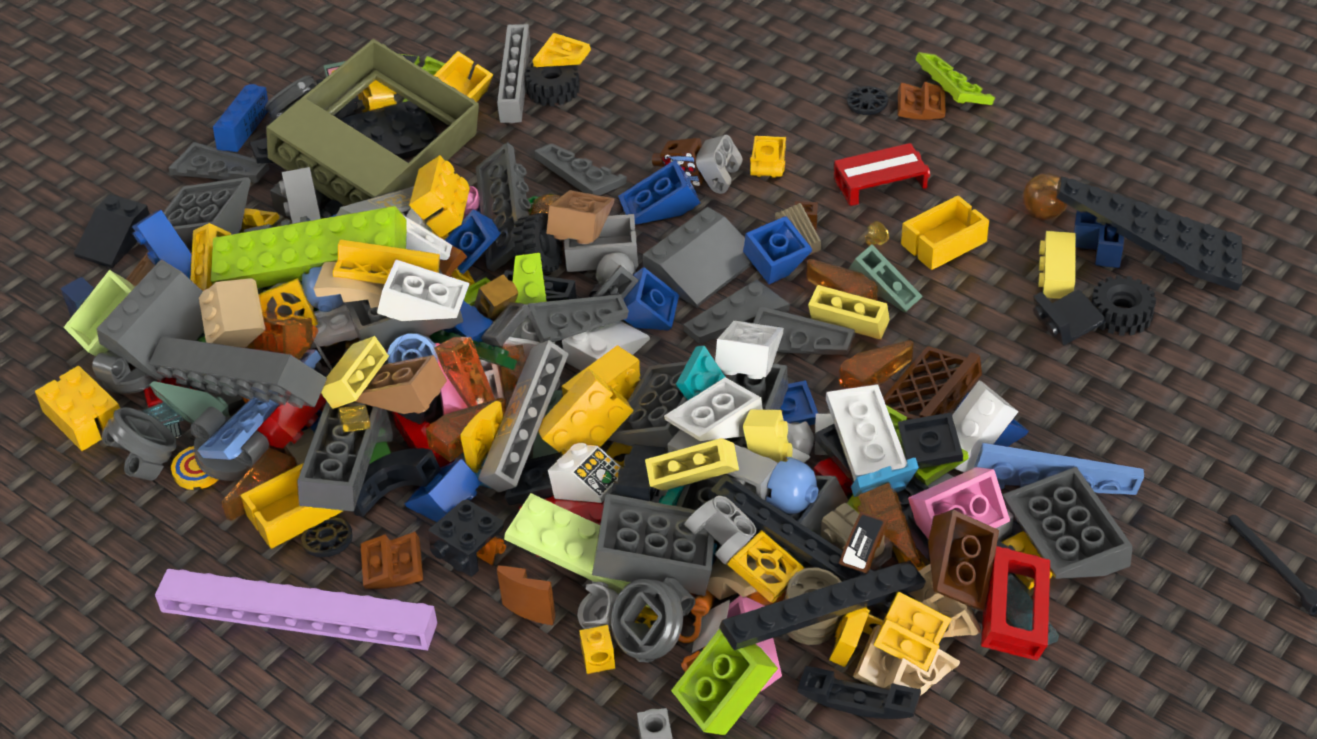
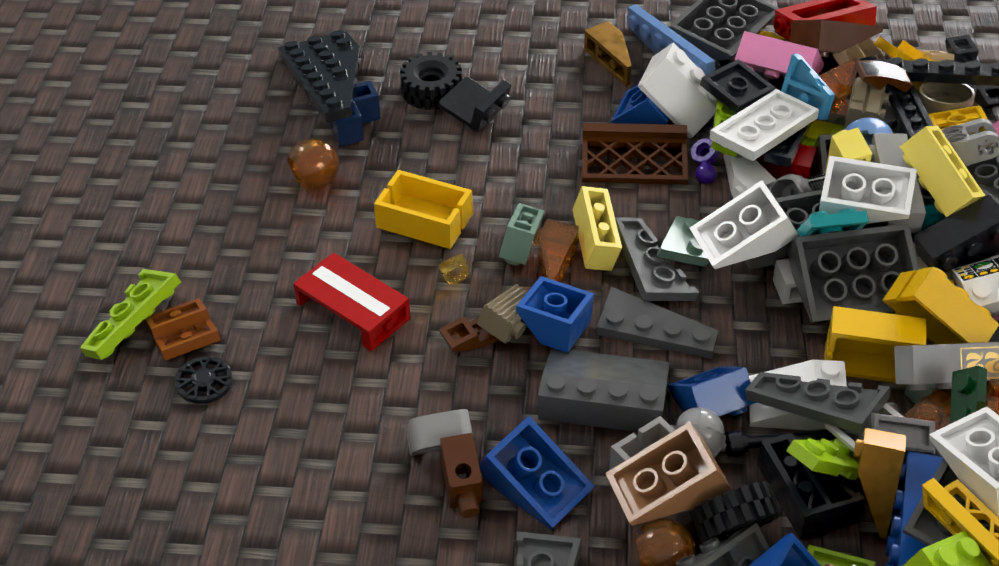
camera: 125 degrees left, 0 degrees up
(618, 283) = (734, 409): dark grey slope -> none
(768, 156) = (383, 410): yellow piece -> none
(803, 362) = (681, 244): none -> sand green wing
(875, 365) = (645, 192): clear orange slope -> none
(1057, 264) = (405, 131): light yellow brick -> none
(1090, 439) = (609, 48): none -> pearl gold slope

